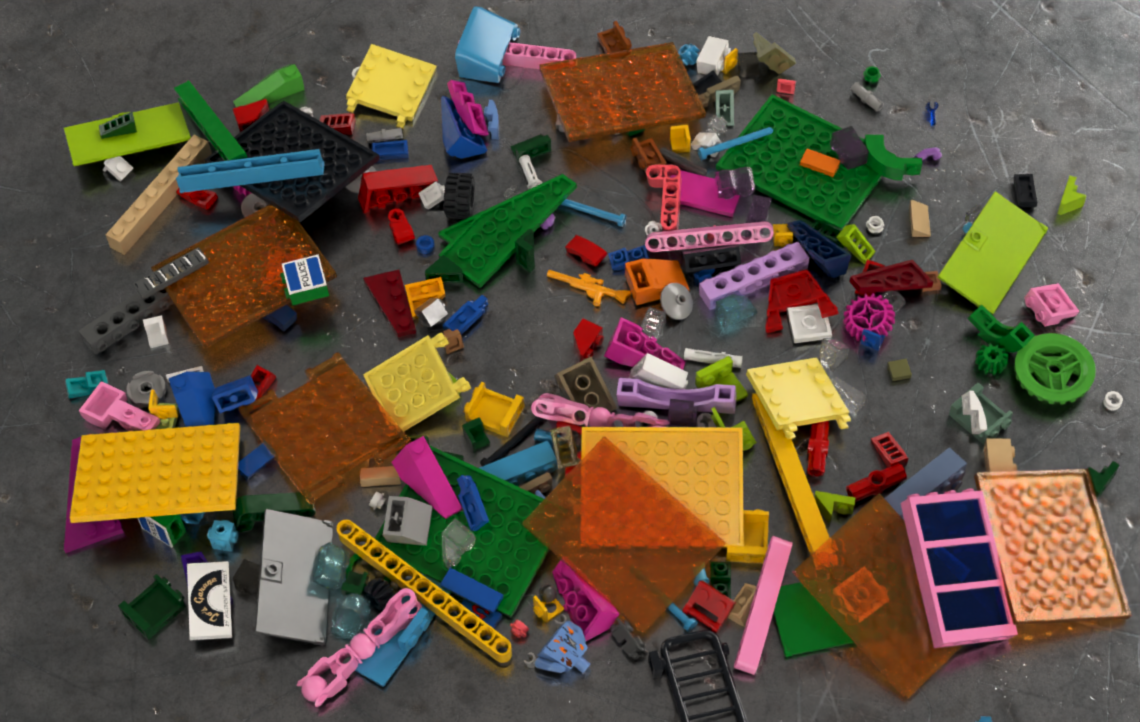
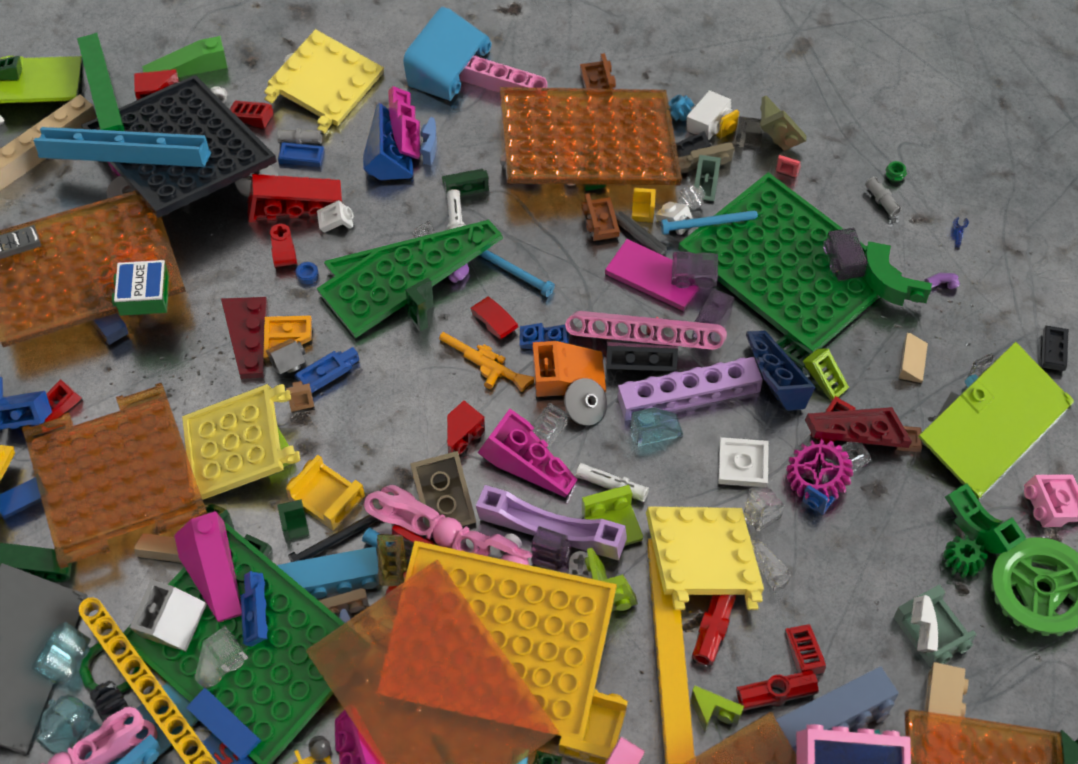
camera: 10 degrees right, 0 degrees up
(201, 198) = (68, 169): red slope -> none
(355, 583) = (82, 683): dark green panel -> none
(377, 501) = (145, 578): white plate -> none
(446, 270) = (319, 309): dark green slope -> none
(459, 195) = (359, 222): black tyre -> none
(652, 224) = (582, 301): white plate -> none
(659, 373) = (538, 489): white slope -> none
(668, 200) = (610, 276): coral beam -> none
(704, 274) = (629, 375): blue piece -> none
(782, 235) = (737, 345): yellow bracket -> none
(795, 291) = (733, 418): red wing -> none
(820, 162) = (805, 265): orange tile -> none
(877, 221) = (856, 349): white plate -> none
(899, 370) = (843, 545): olive tile -> none

